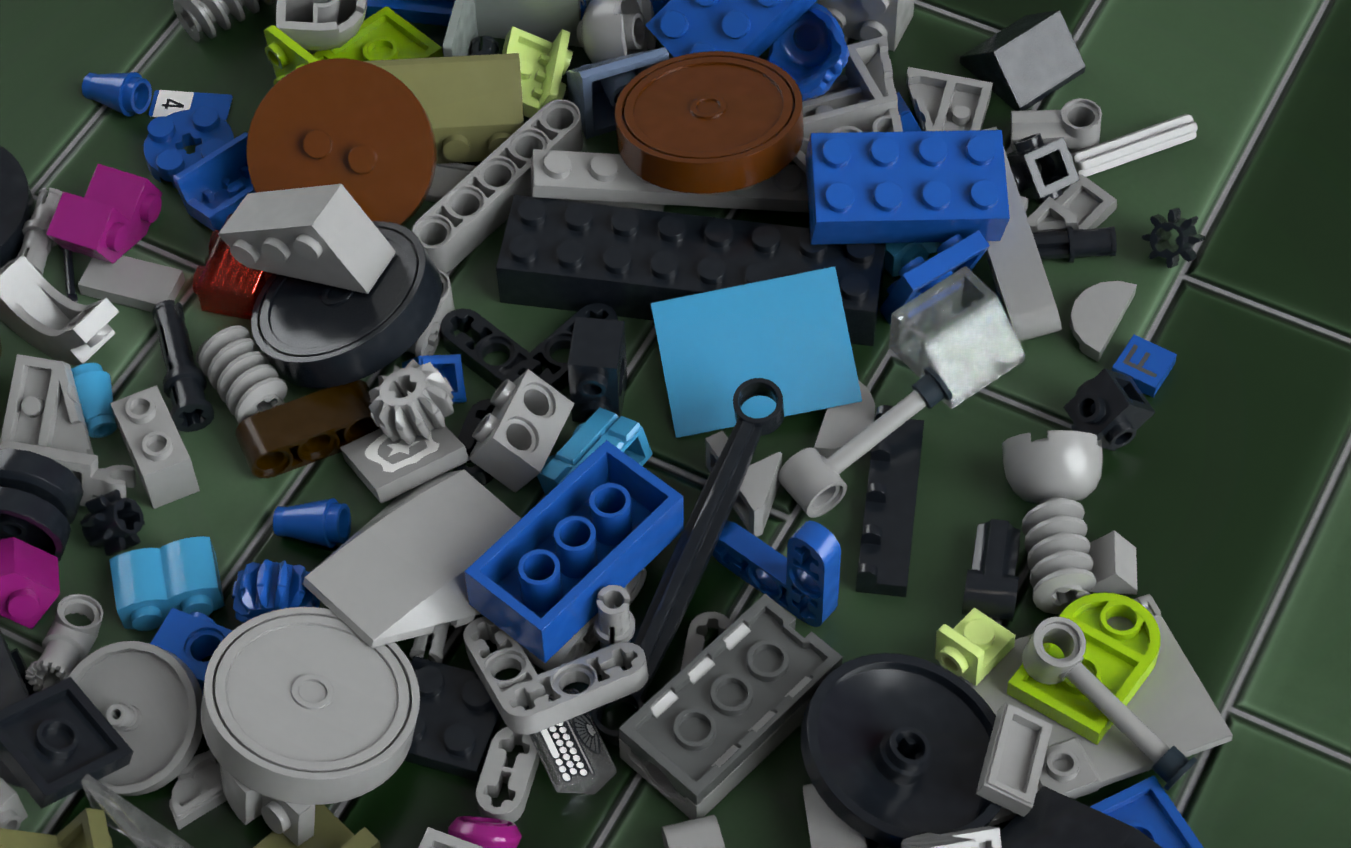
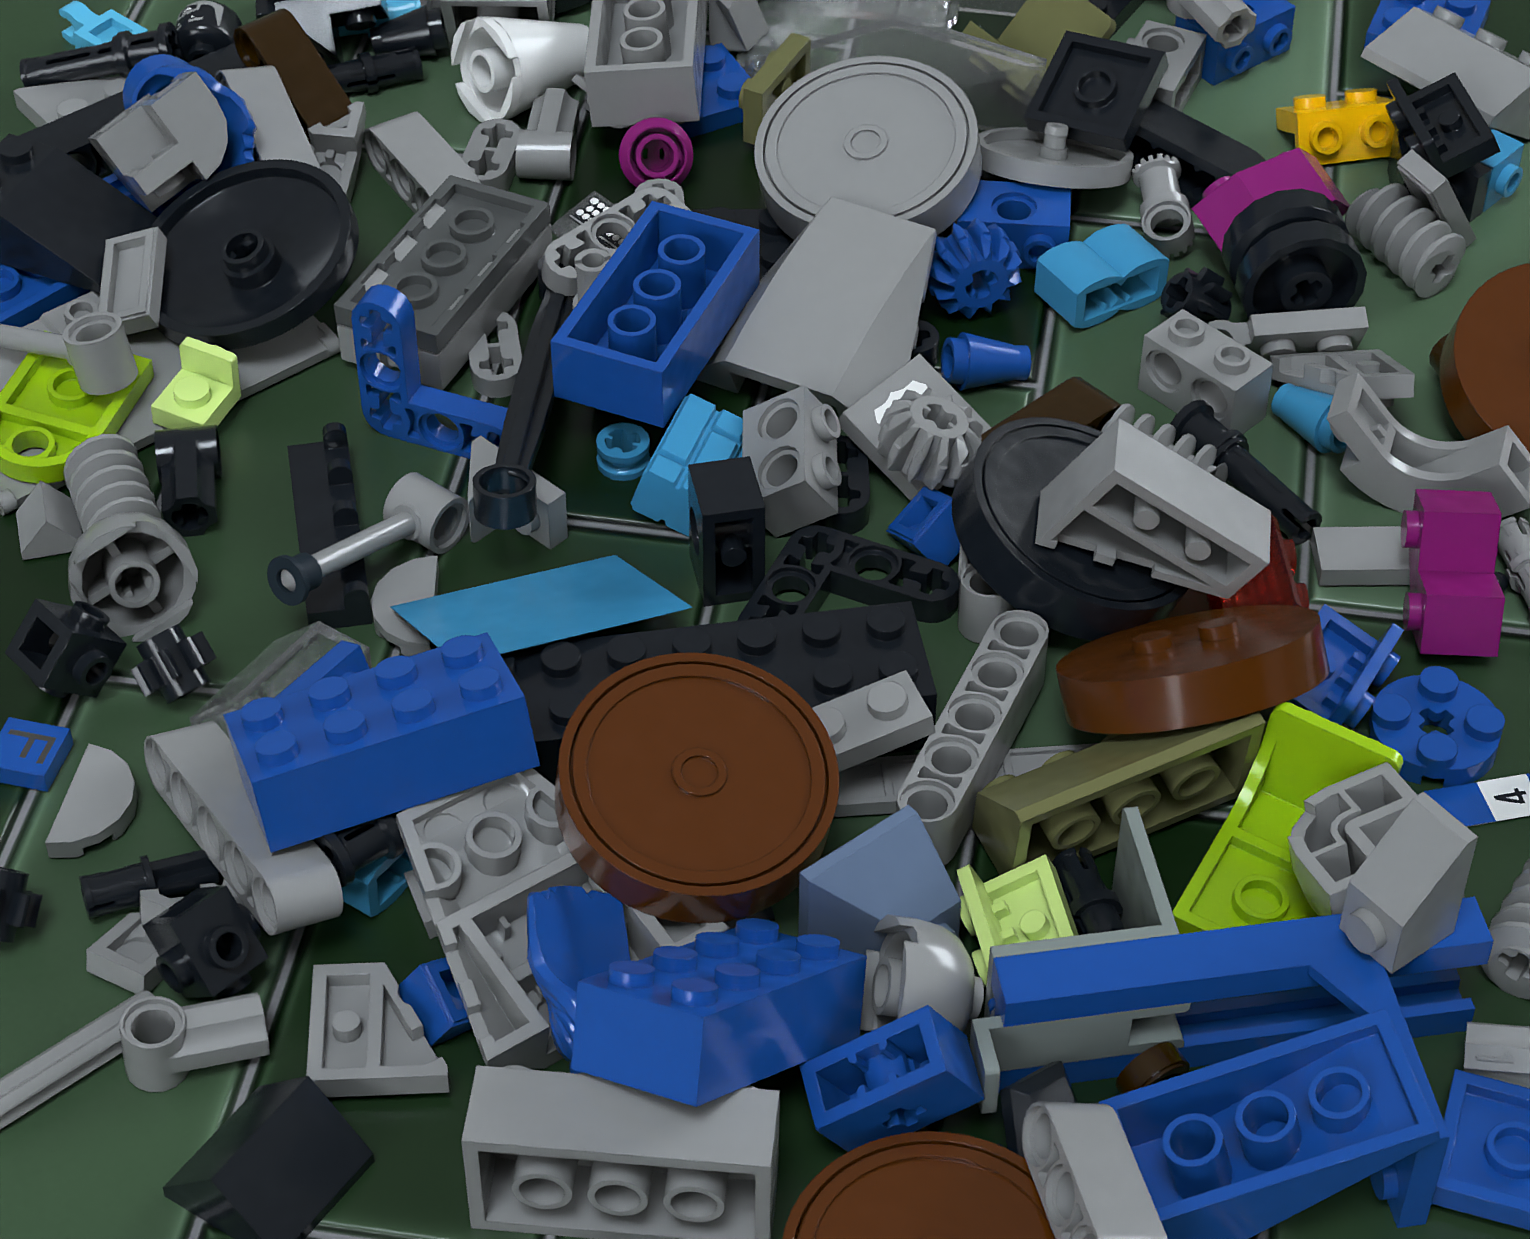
camera: 160 degrees right, 10 degrees down
(1031, 400) = (173, 663): none -> black gear

